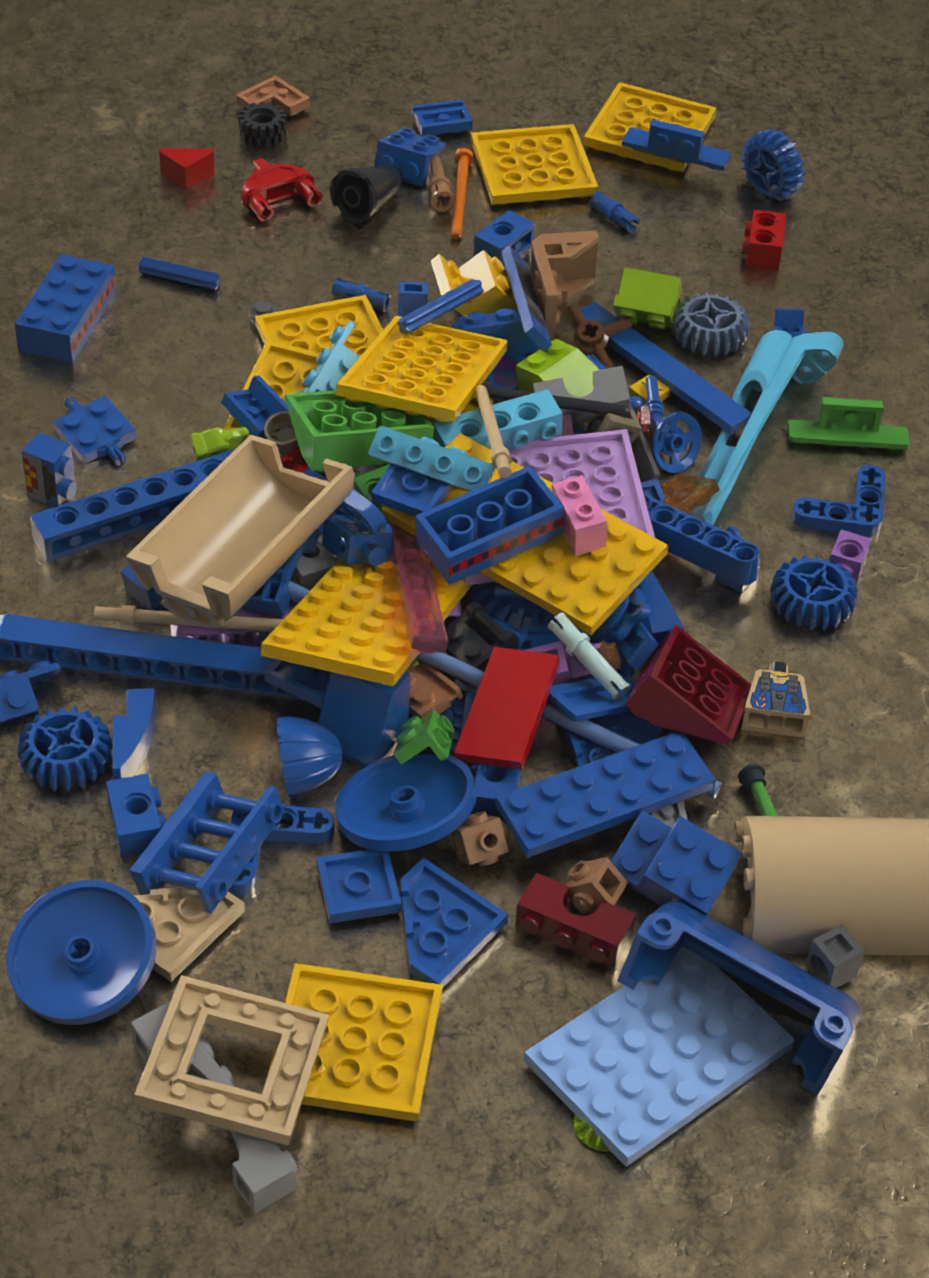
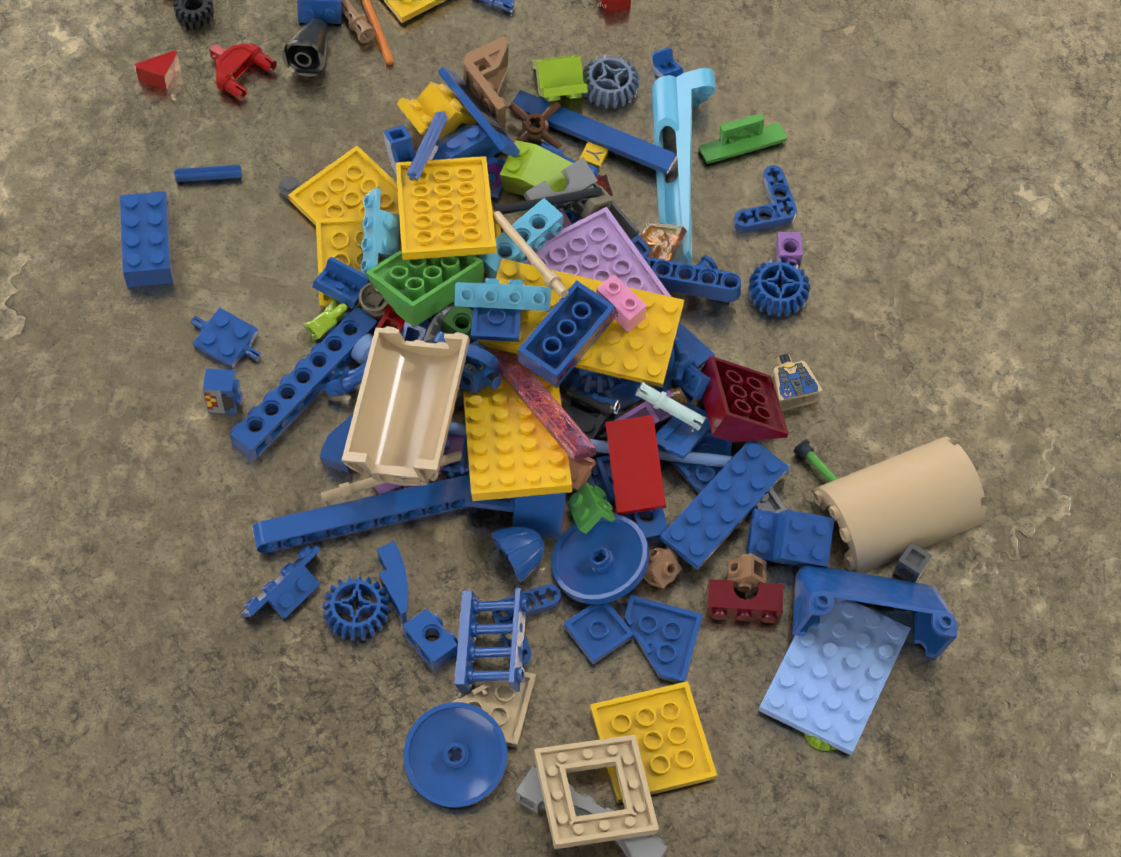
camera: 25 degrees left, 15 degrees up
(347, 290) = (350, 142): blue pin -> none
(505, 231) = (429, 56): blue brick -> none
(670, 438) = (632, 195): blue dish -> none

